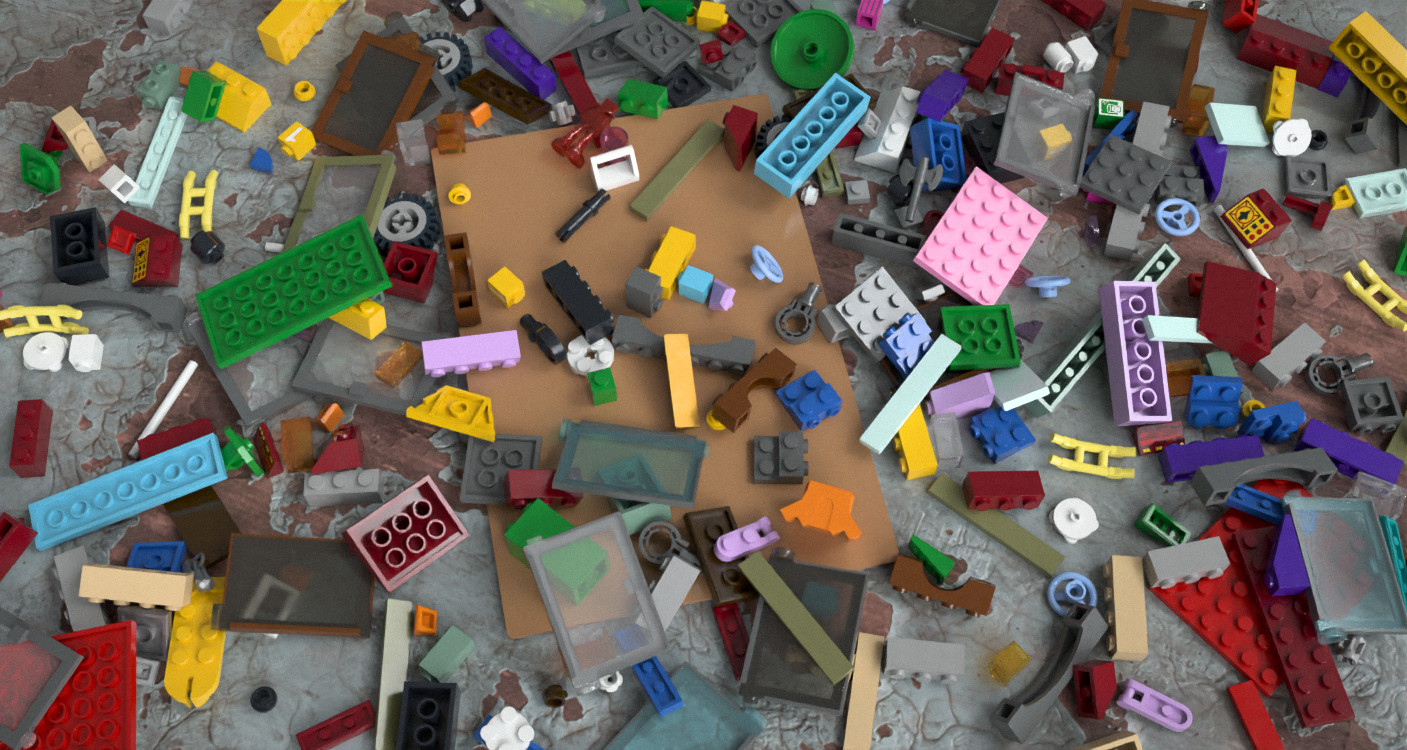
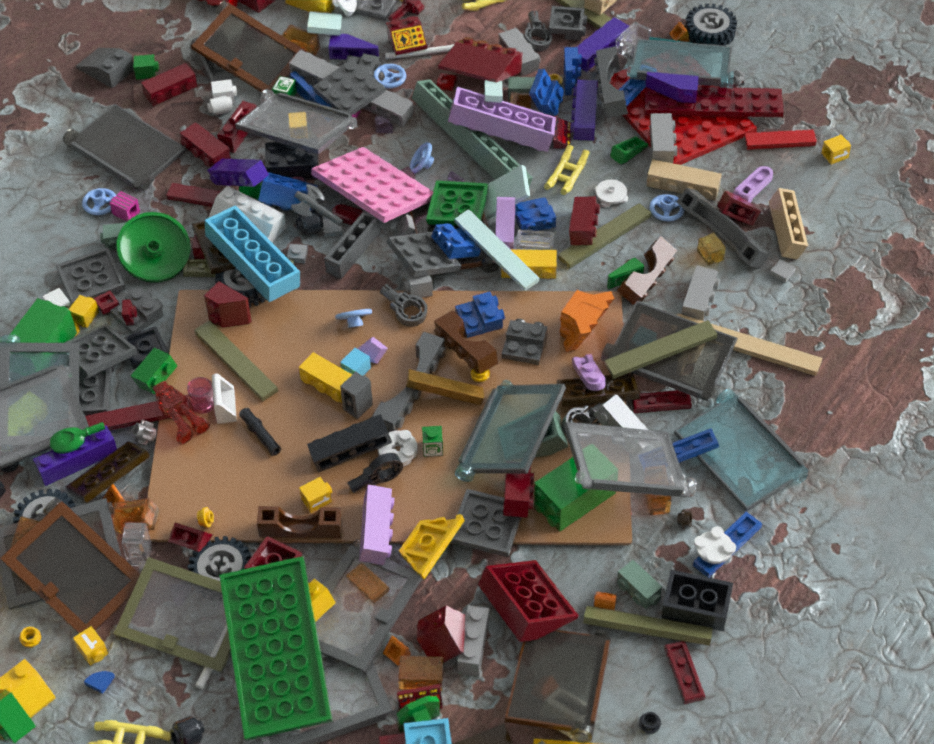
camera: 75 degrees left, 10 degrees down
(433, 186) = (189, 537): none -> dark red slope
(524, 47) = (72, 438): none -> green piece
(912, 67) = (192, 194): none -> dark red tile

